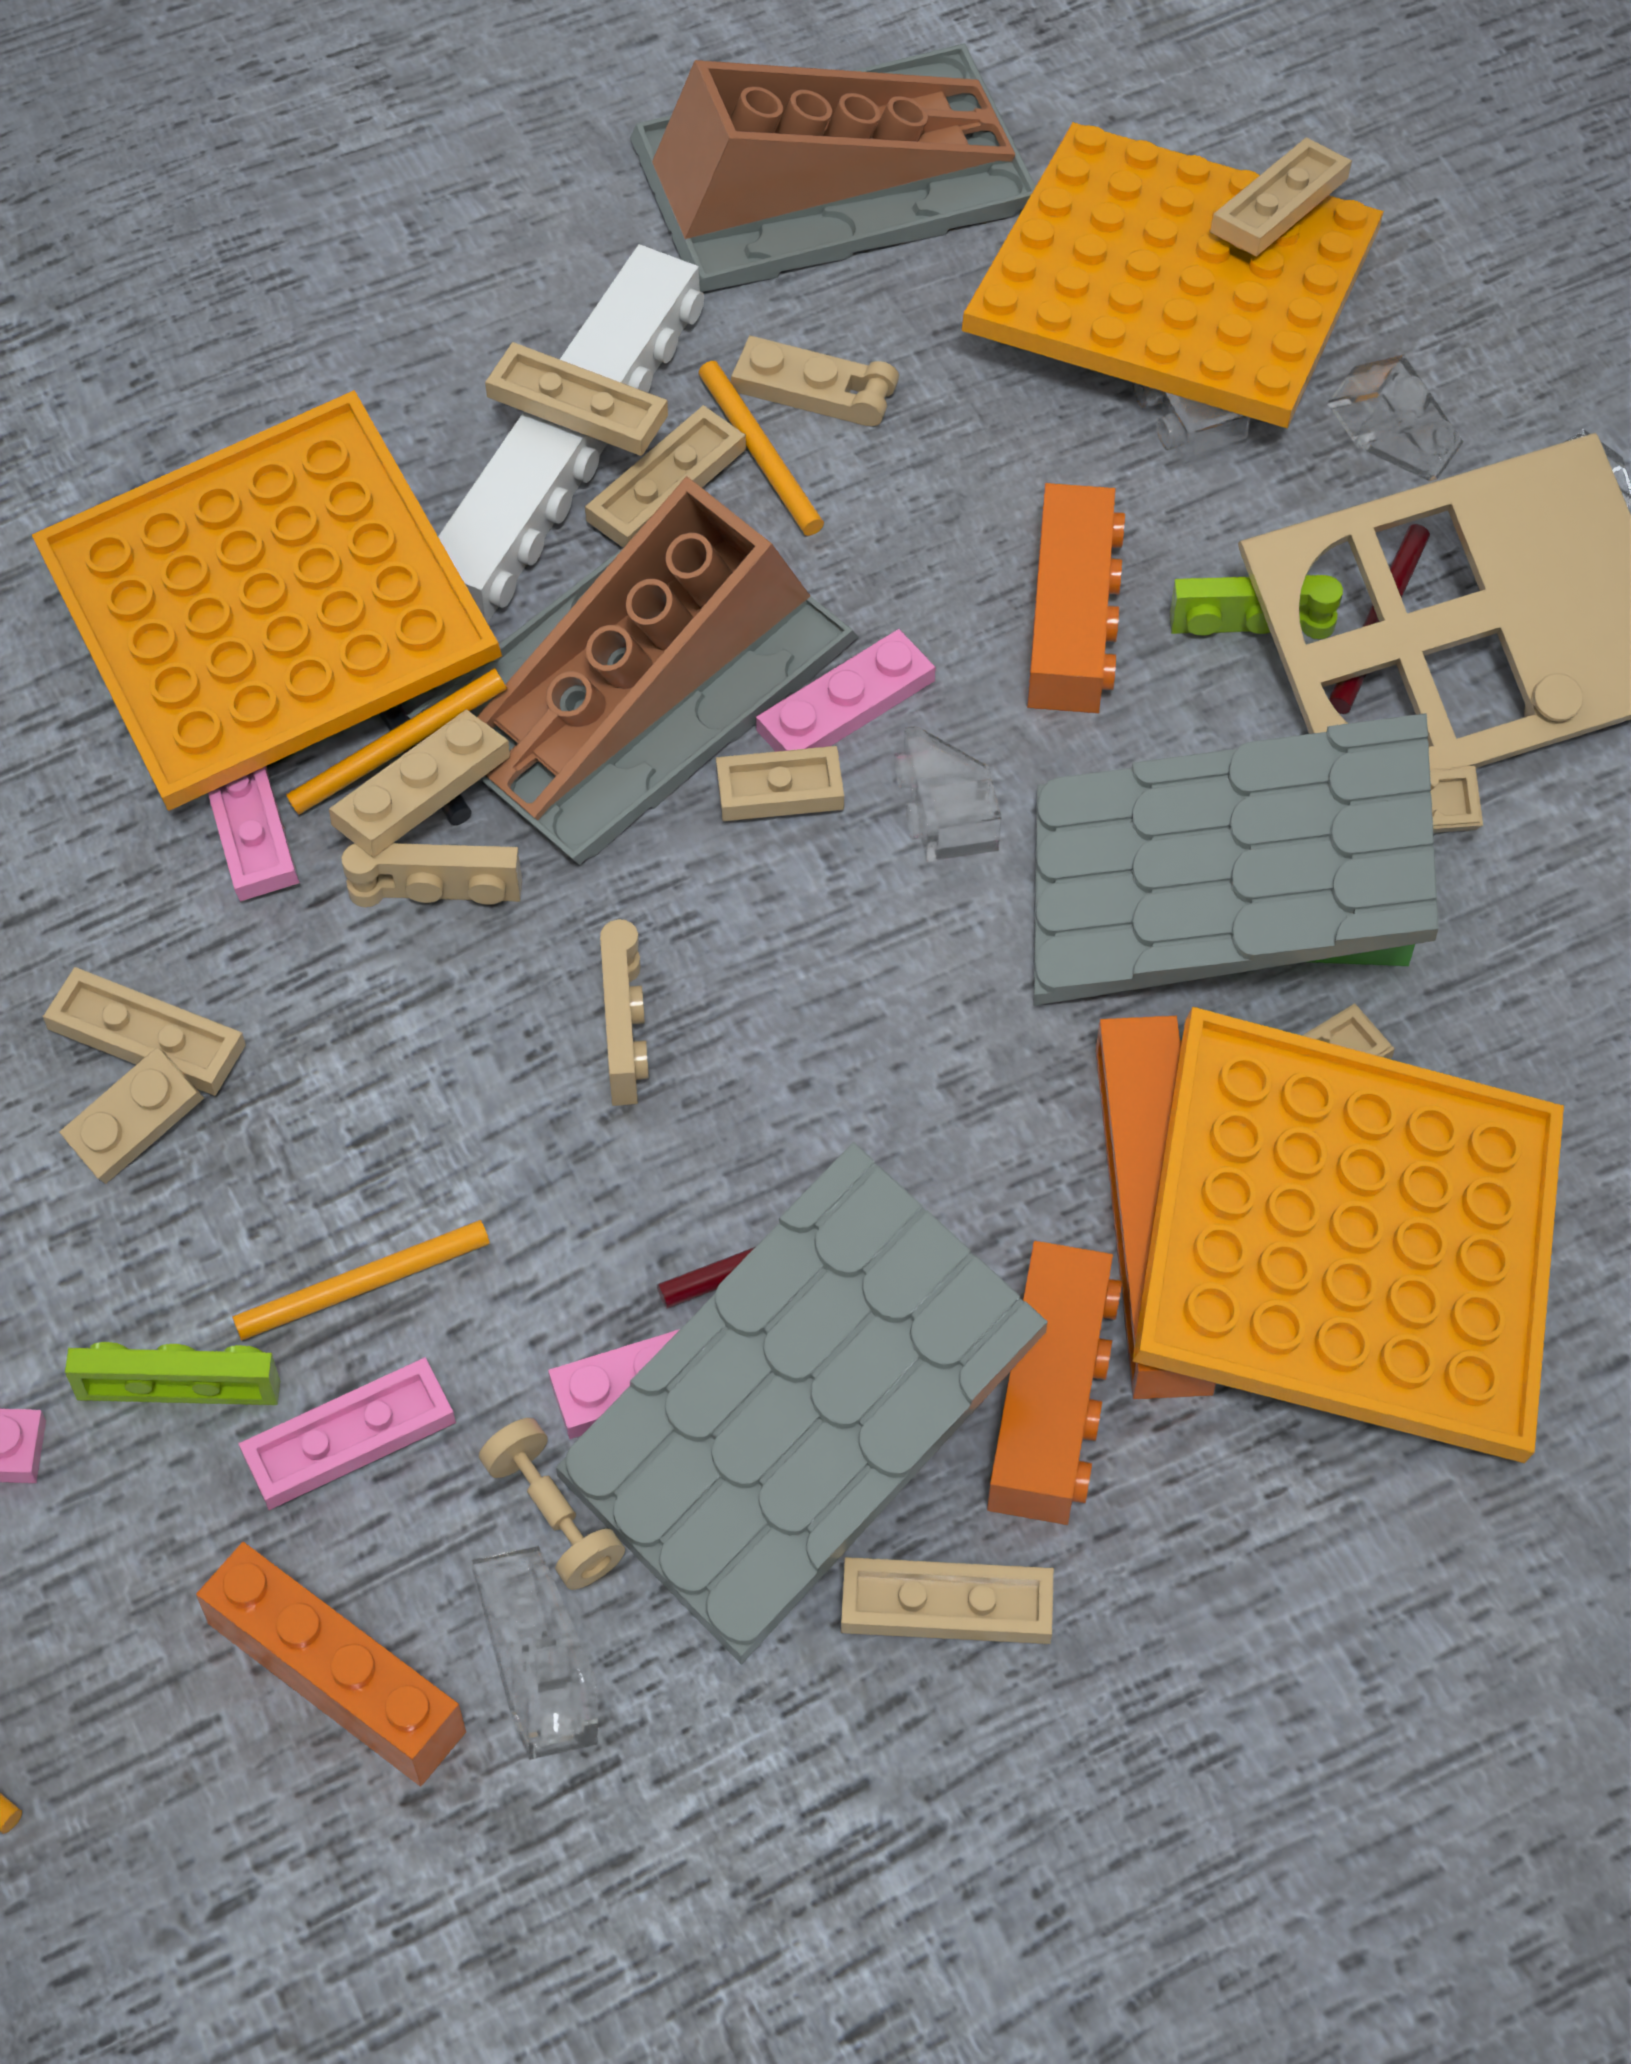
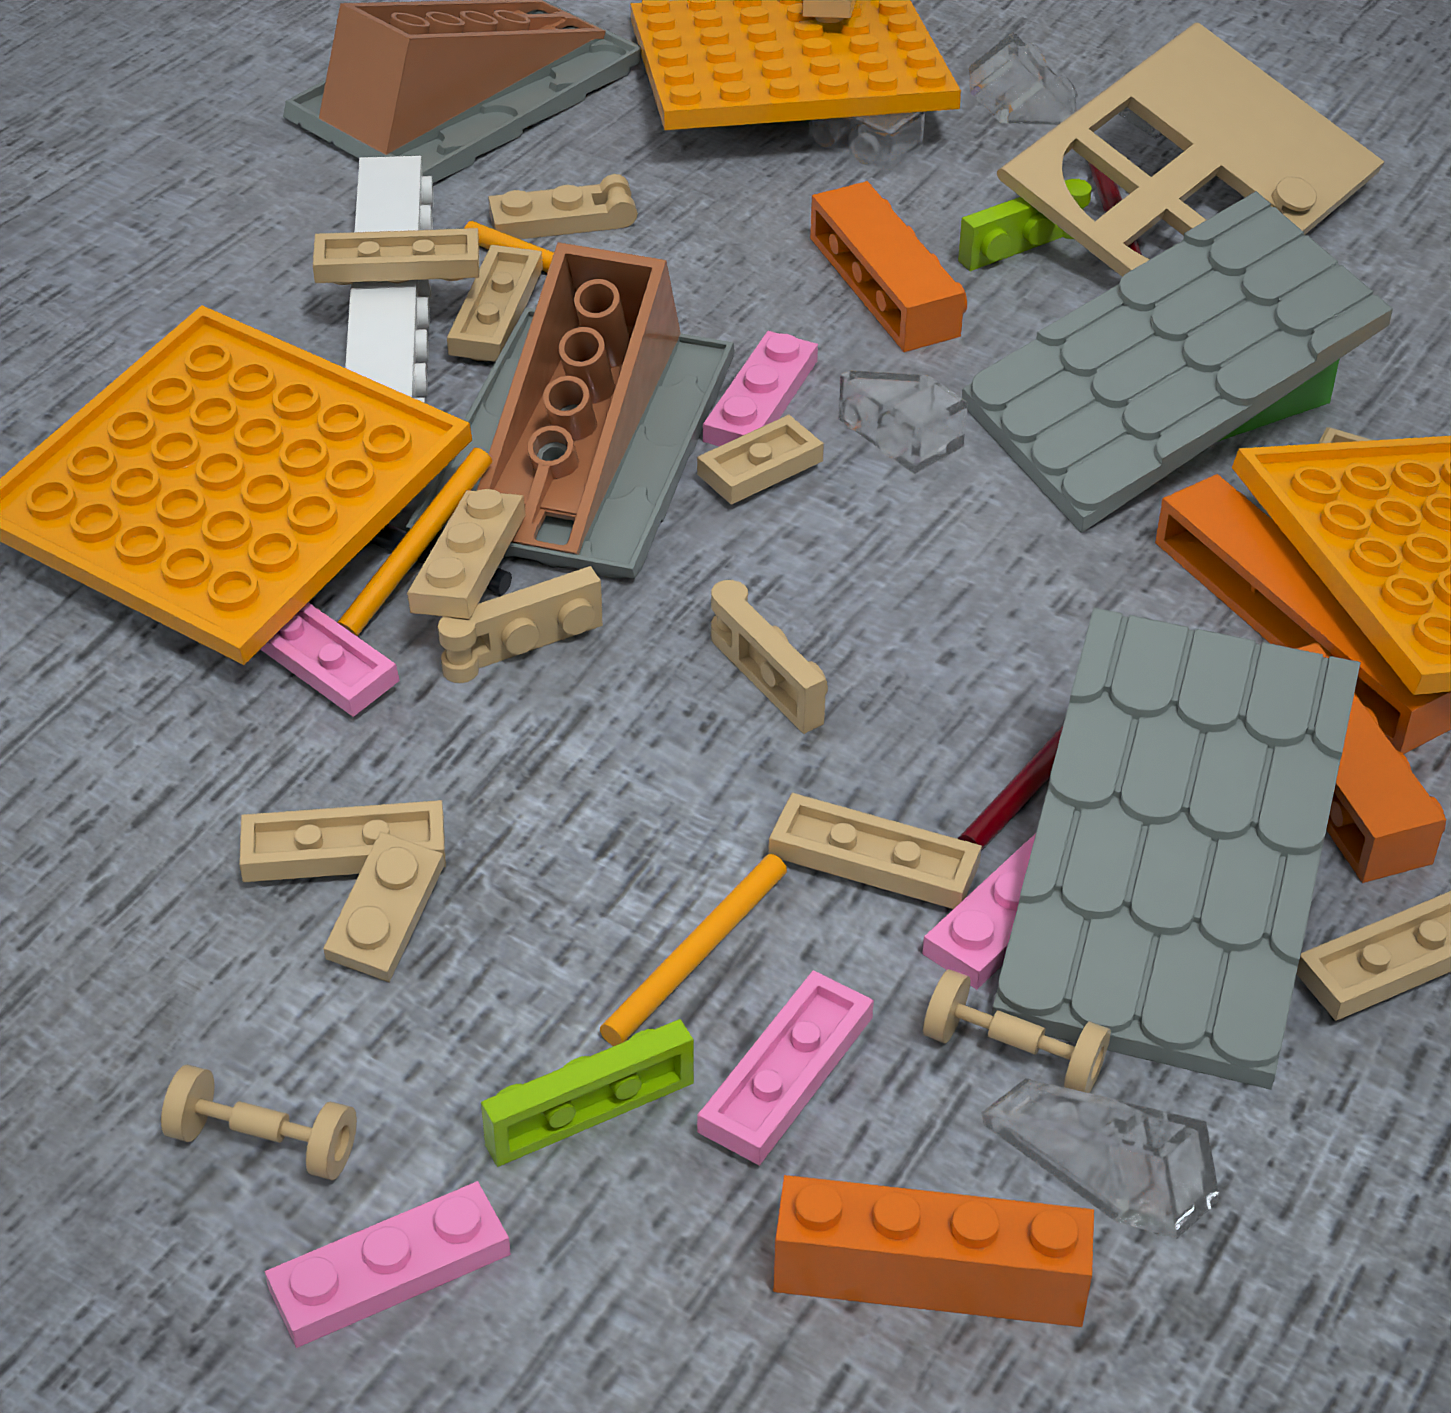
camera: 30 degrees left, 15 degrees down
(570, 1264) = (875, 851): none -> tan plate

